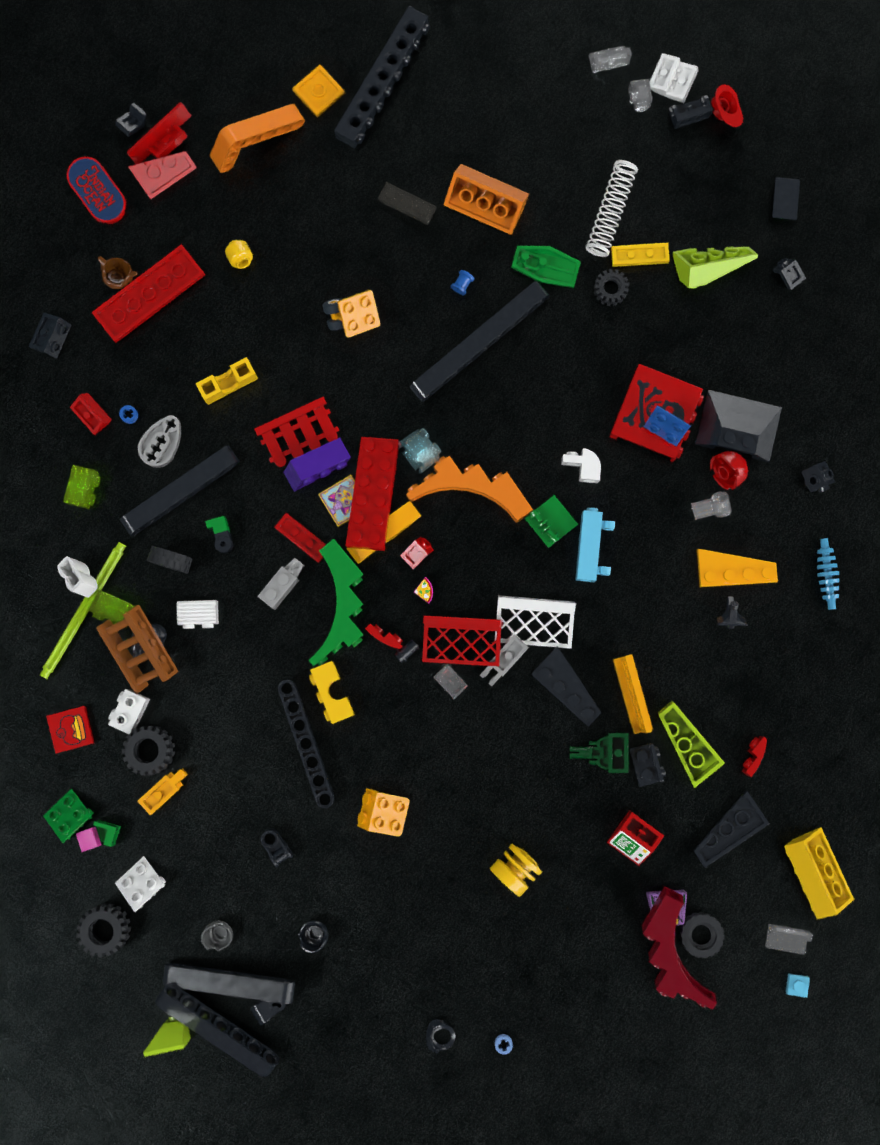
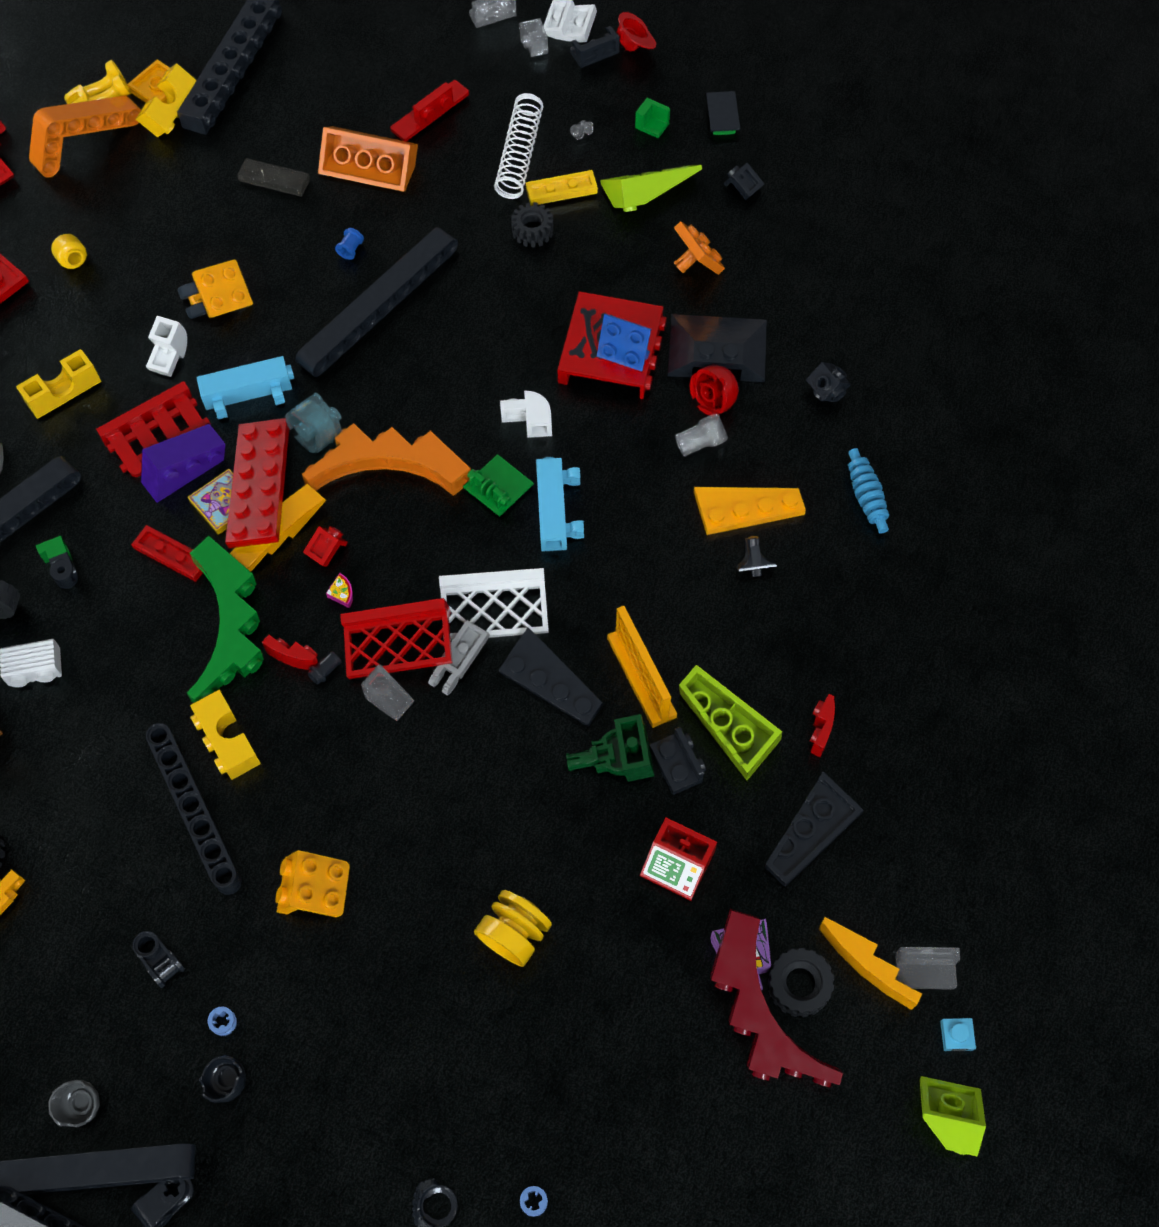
camera: 10 degrees left, 20 degrees down
(256, 95) = (110, 86): none -> yellow piece
(281, 584) = (143, 609): light grey hinge -> none
(312, 358) = (170, 345): none -> white brick
(315, 901) = (222, 1030): none -> medium blue bush
(336, 104) = (159, 116): none -> yellow arch
(369, 401) = (245, 383): none -> medium azure brick
(542, 156) = (429, 109): none -> red bracket
(546, 265) = (450, 213): green piece -> none
(667, 194) = (579, 130): none -> clear arm
(726, 196) = (652, 118): none -> green panel
(740, 338) = (697, 250): none -> orange plate
(746, 926) = (859, 954): none -> light orange slope
(782, 1037) = (953, 1114): none -> lime slope
(819, 873) = (948, 867): yellow slope -> none

